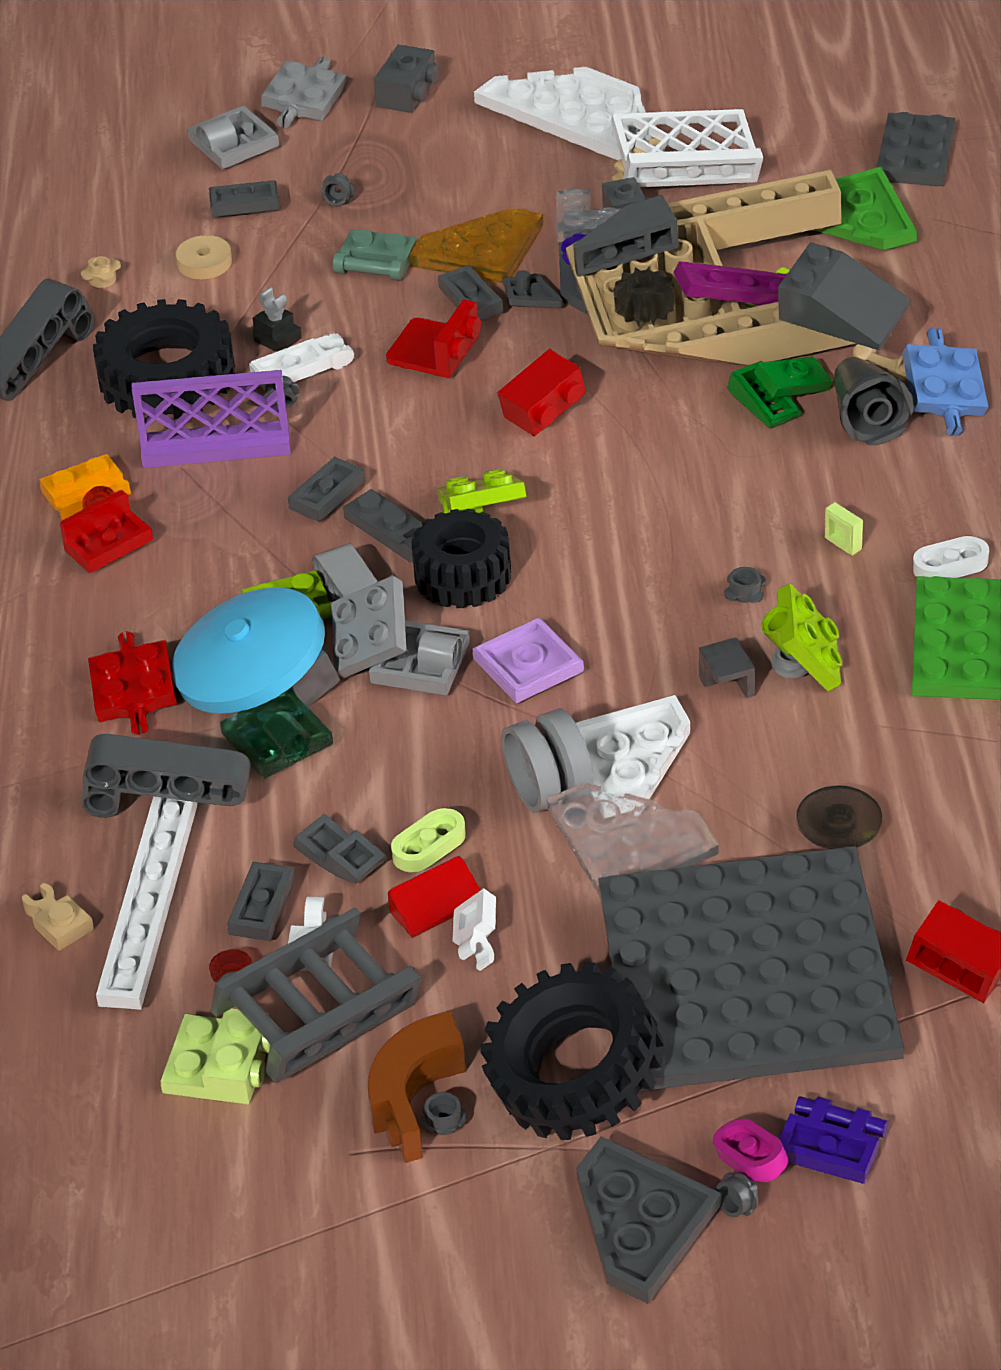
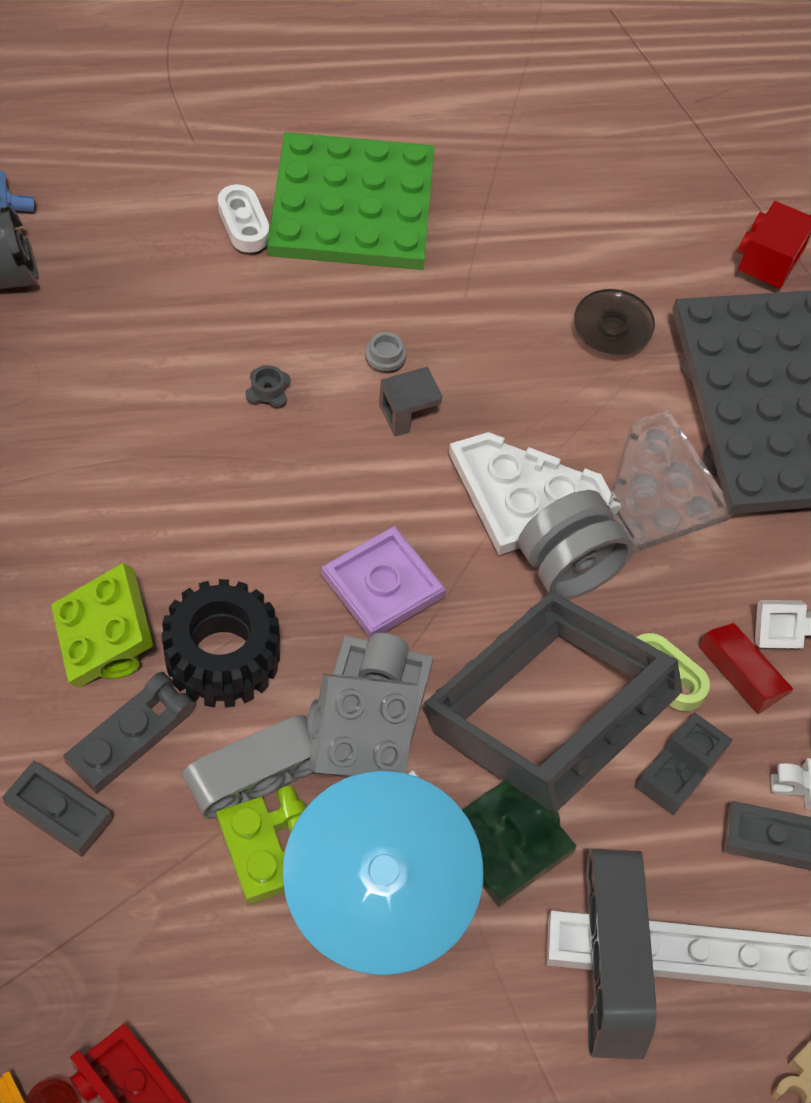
camera: 100 degrees left, 15 degrees up
(132, 681) = (410, 1024): red plate -> none
(312, 723) = (592, 746): none -> dark grey window
(805, 635) = (396, 319): lime plate -> none
(843, 528) = (193, 295): yellowish green tile -> none

